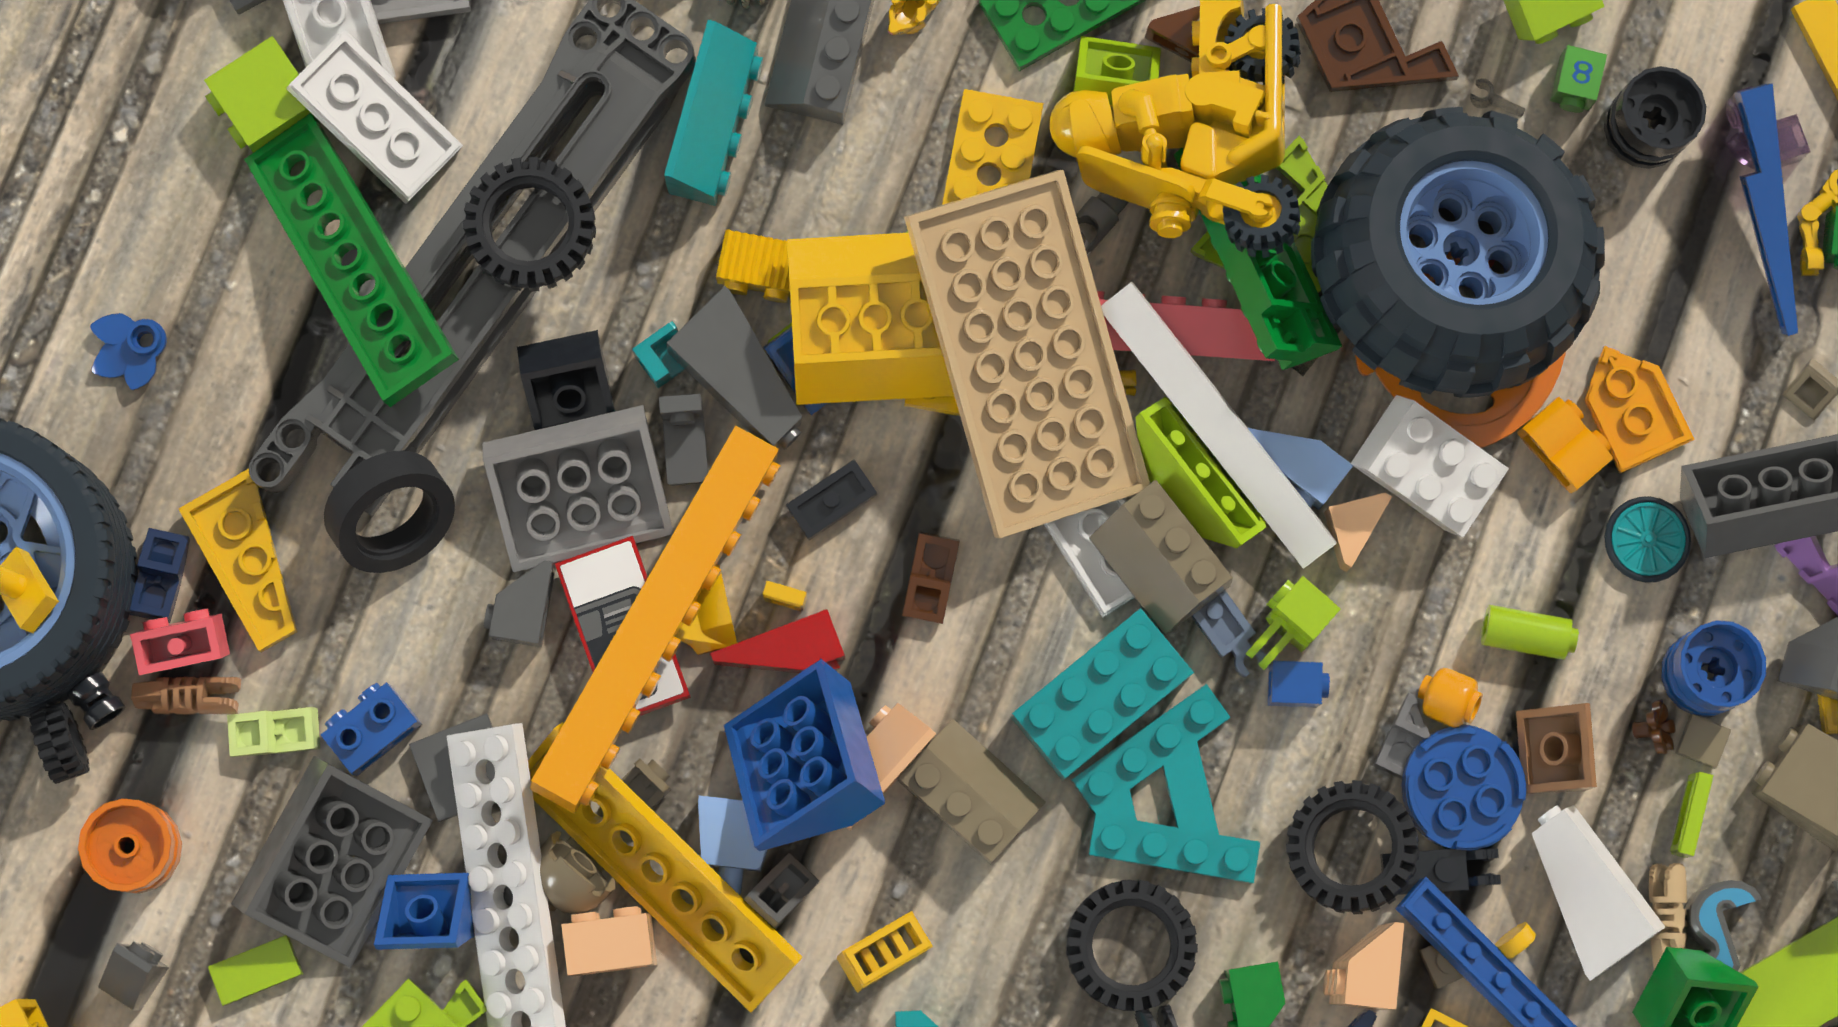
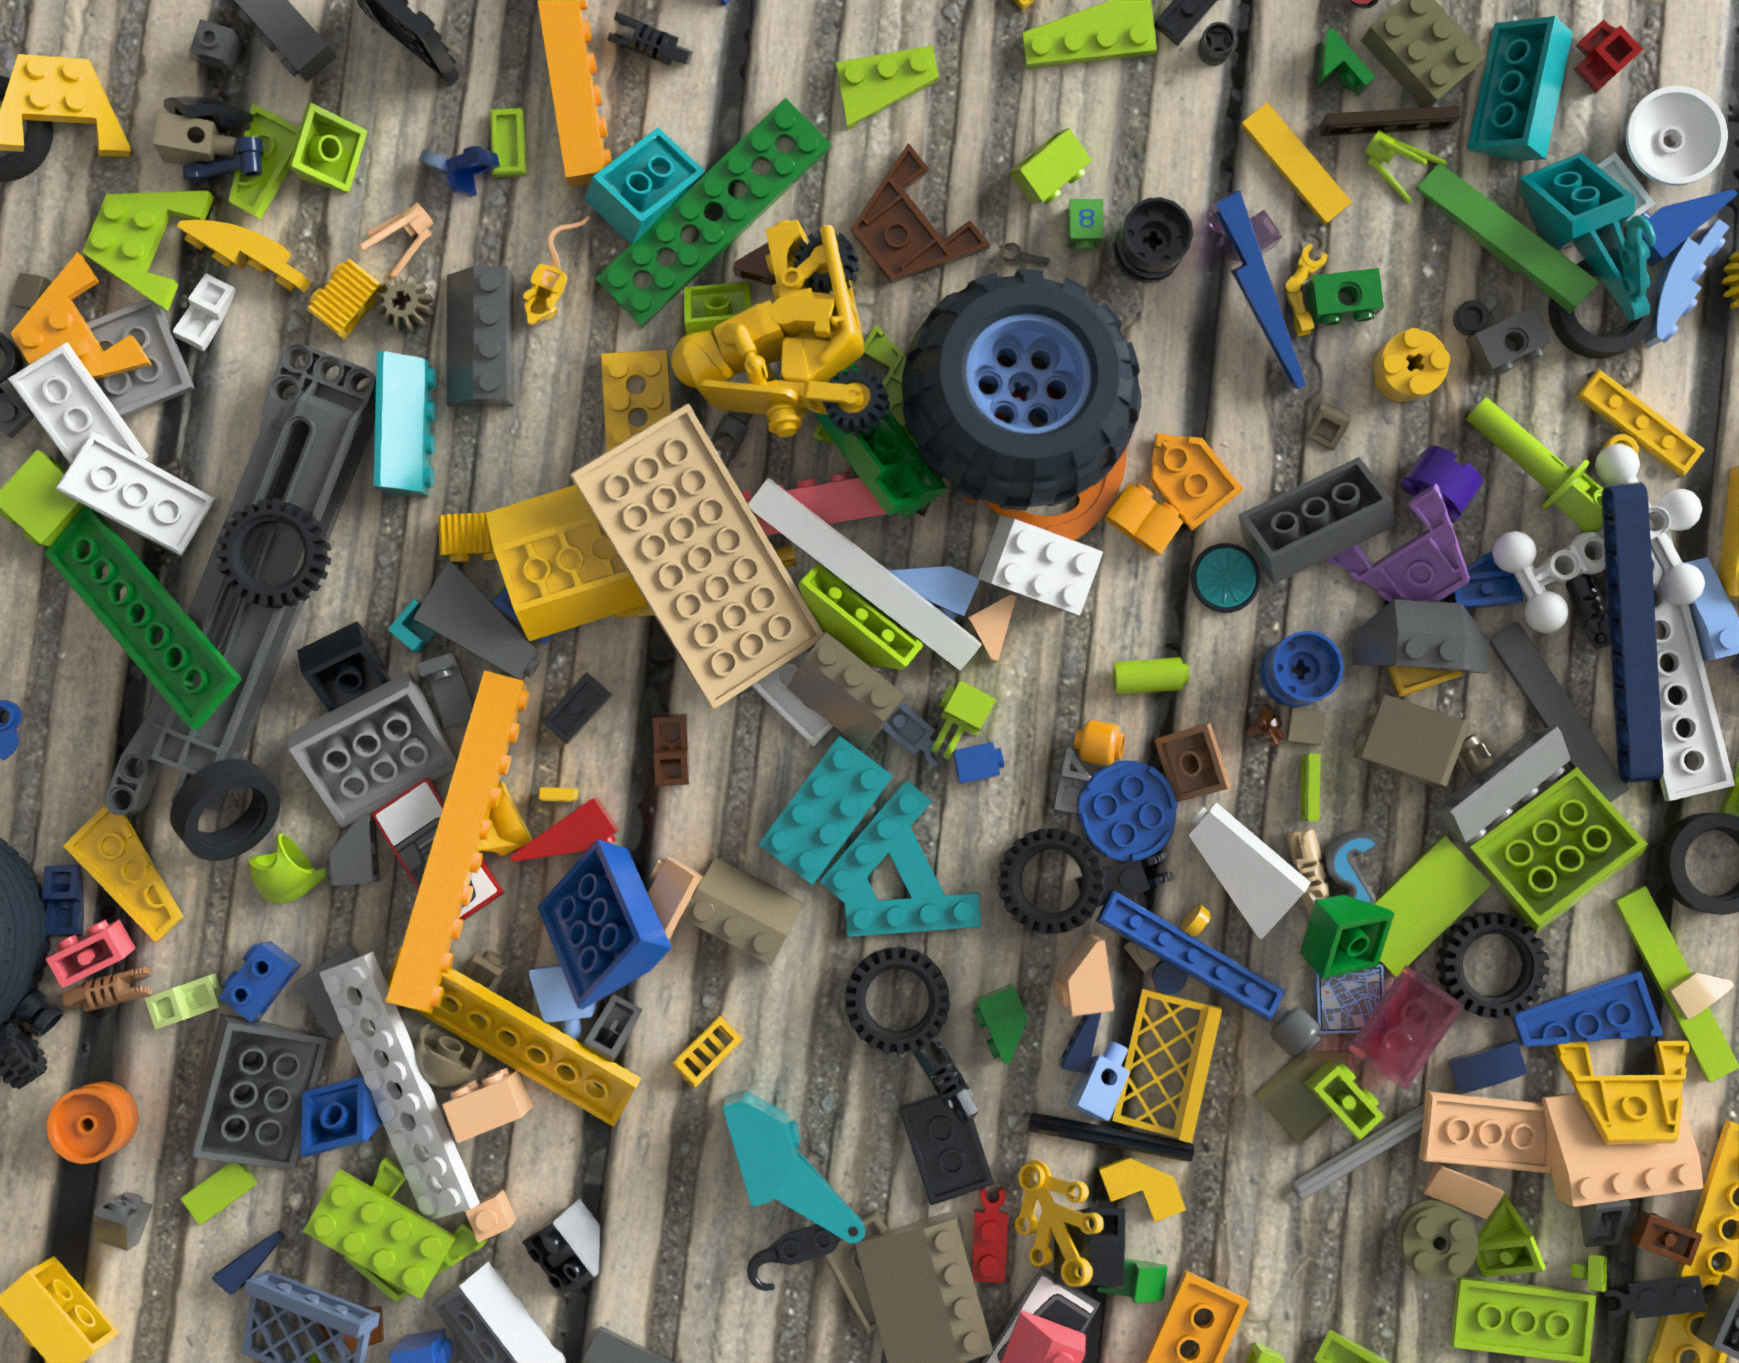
camera: 10 degrees left, 5 degrees up
(432, 609) = (284, 873): none -> lime piece
(1465, 1003) = (1168, 978): none -> dark blue tile

